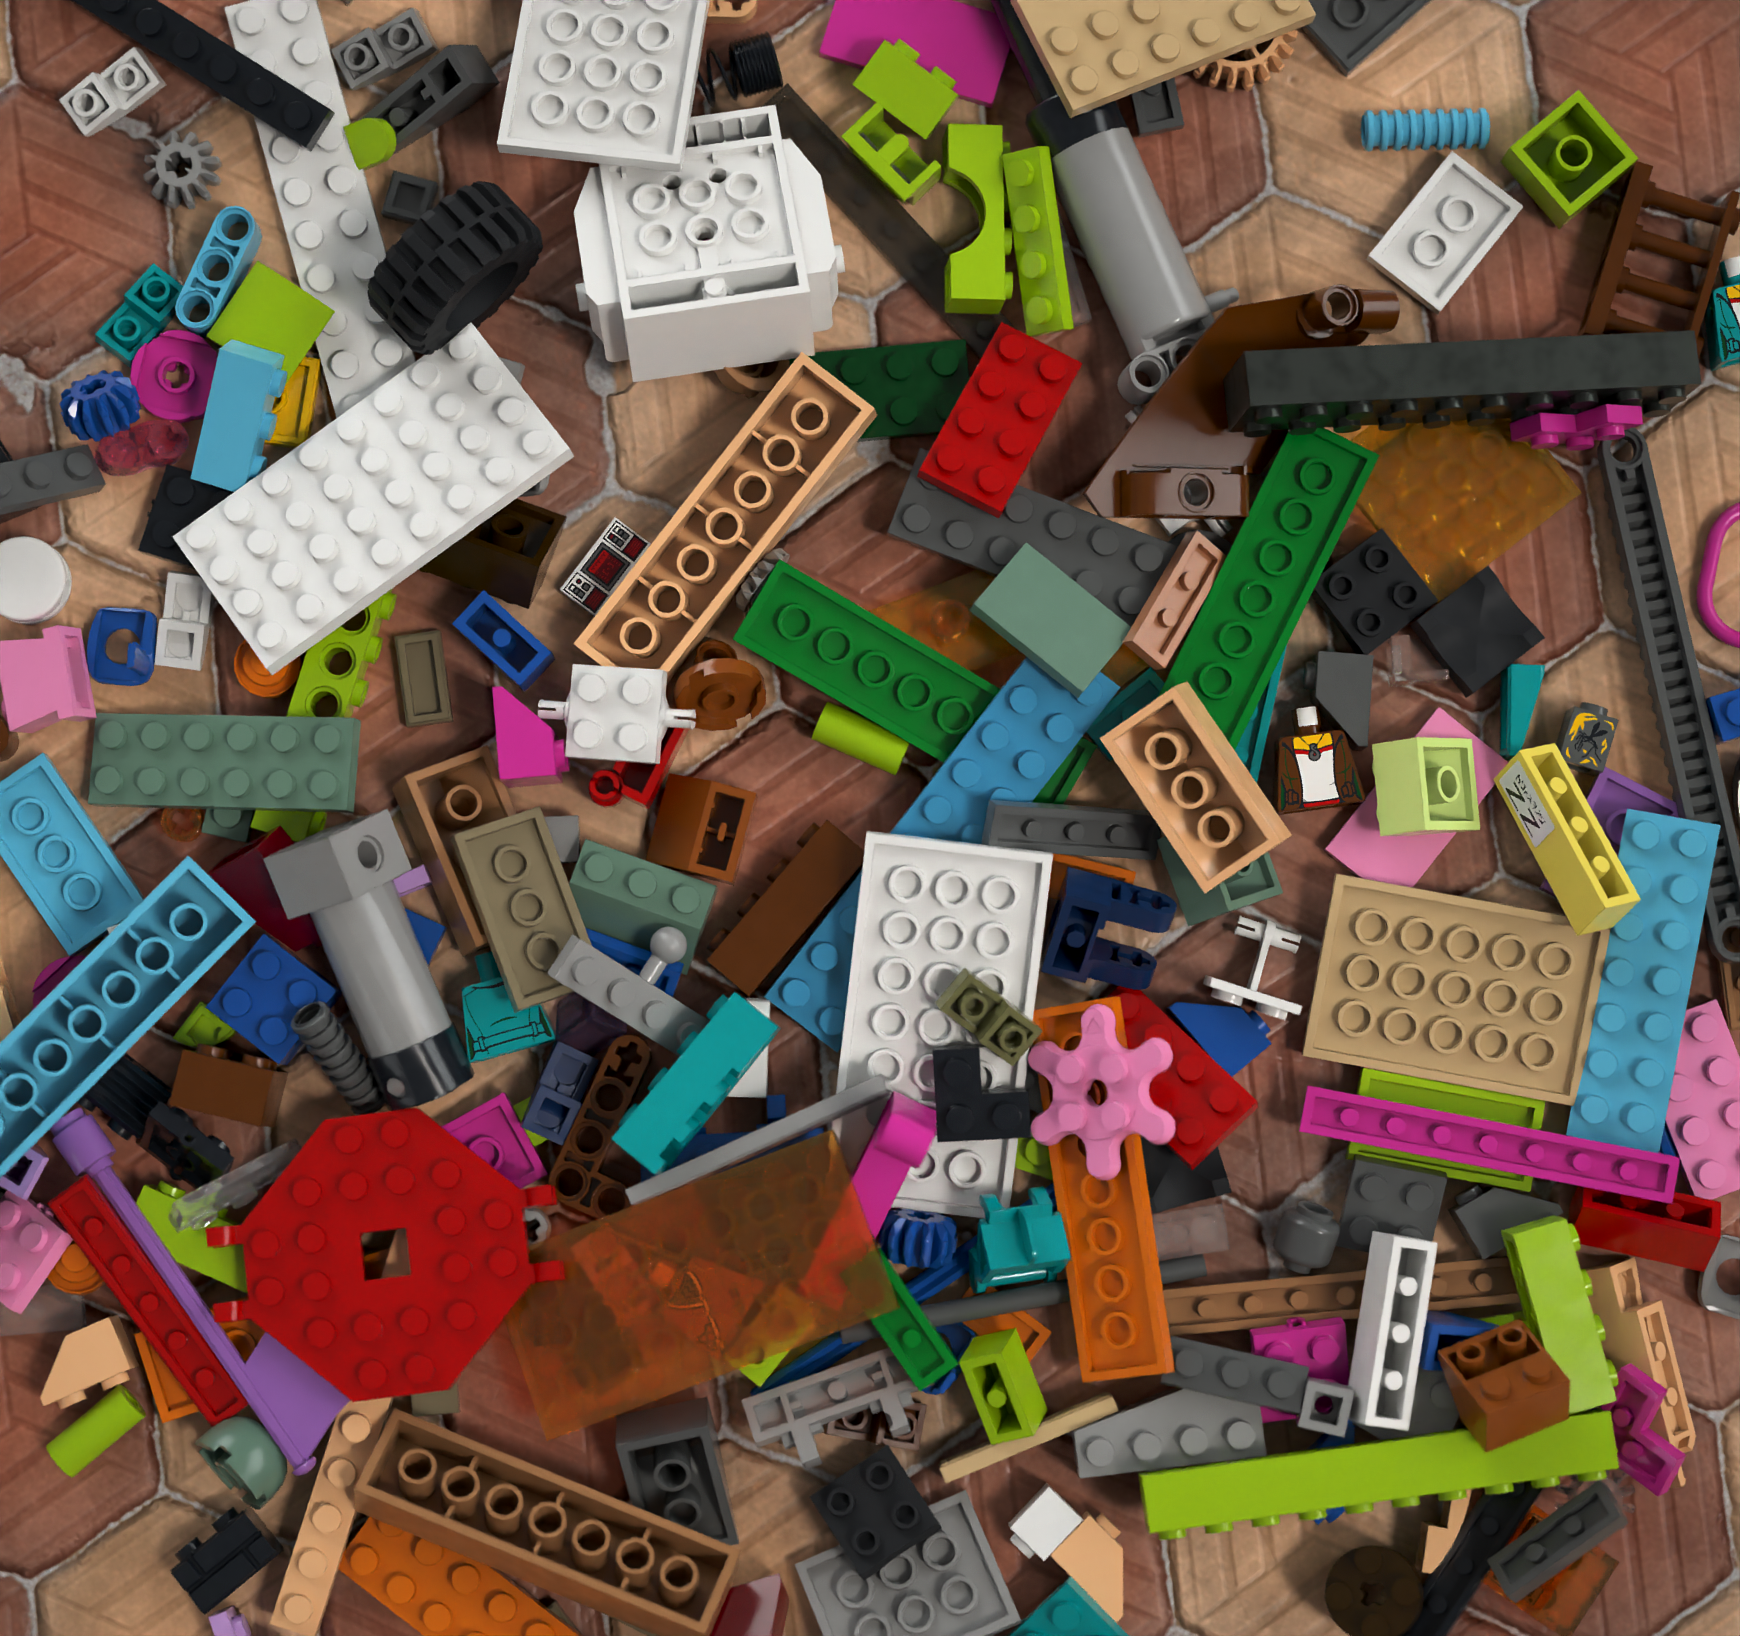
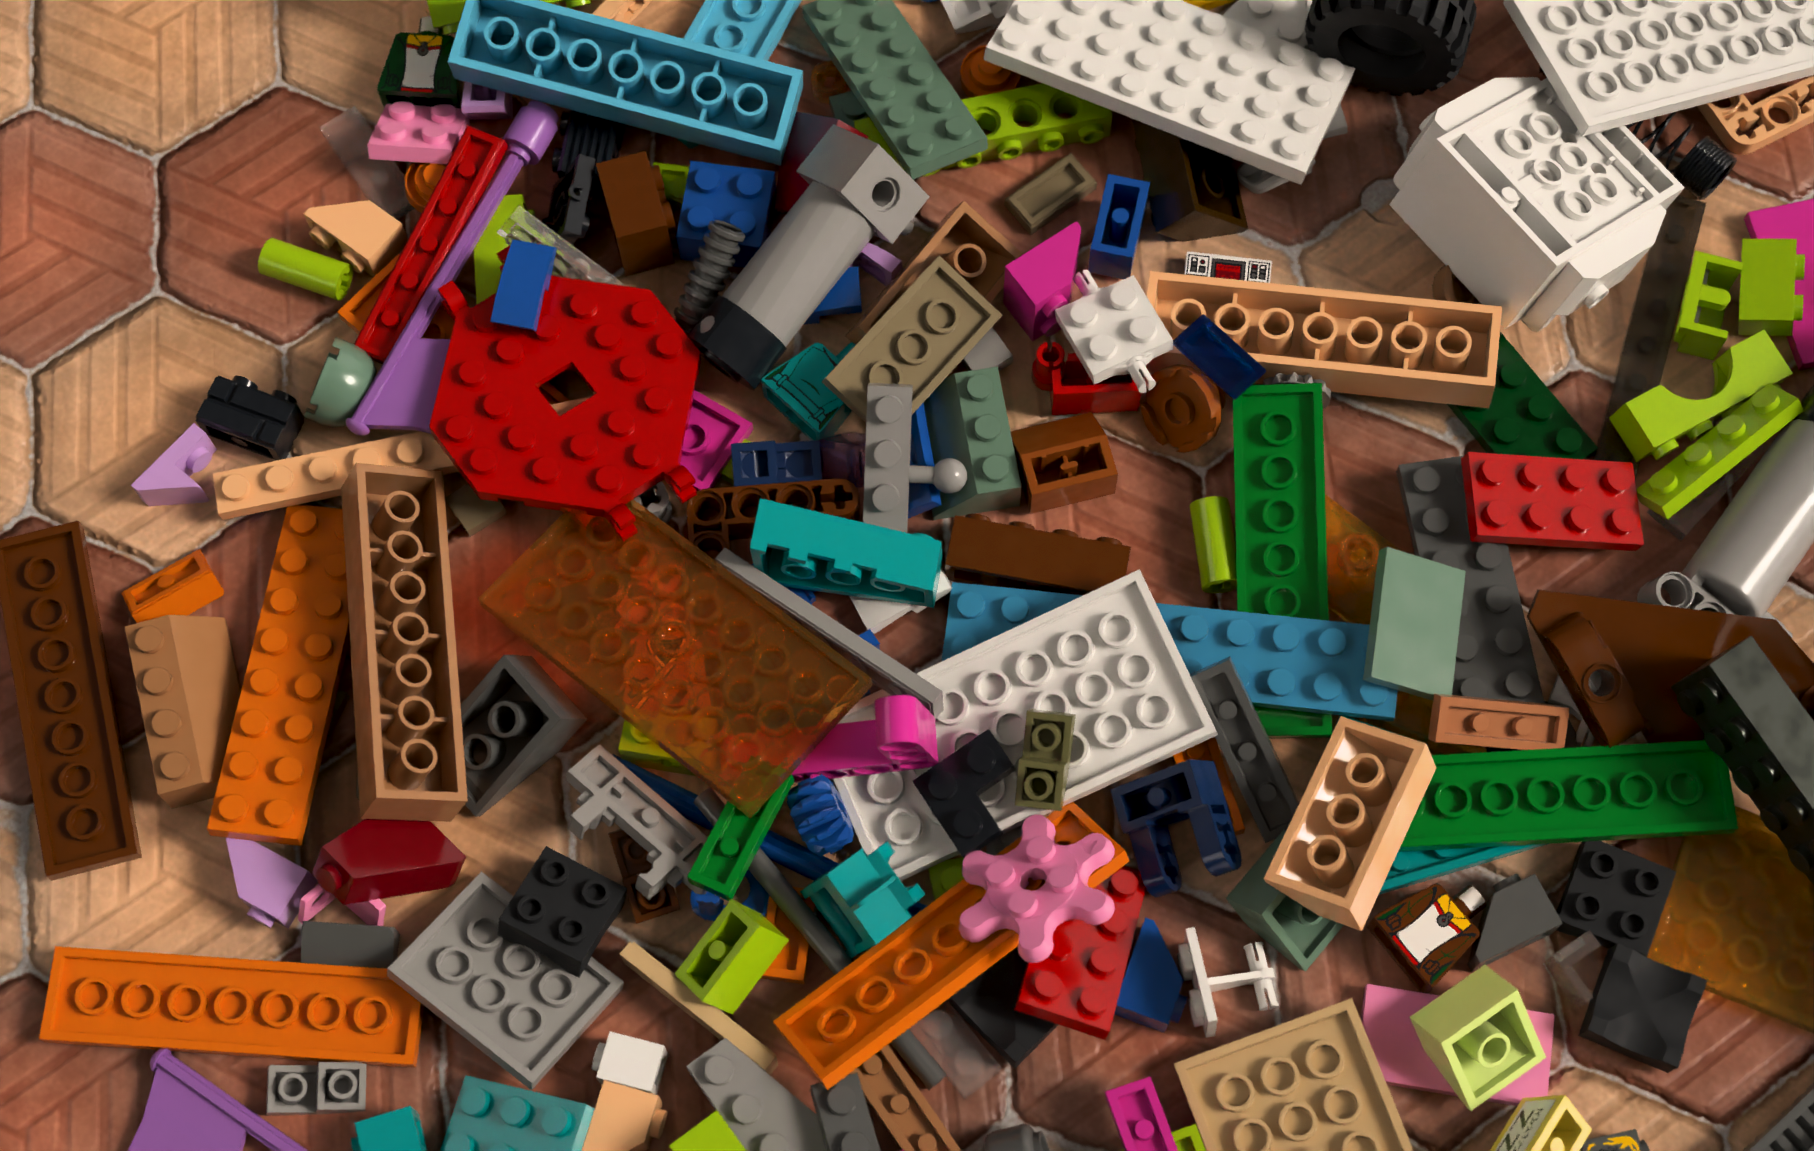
camera: 65 degrees right, 15 degrees down
(260, 1240) = (523, 285): none -> blue slope
(701, 636) = (1219, 357): none -> clear blue tile
(1517, 701) = (1616, 1078): teal slope -> none

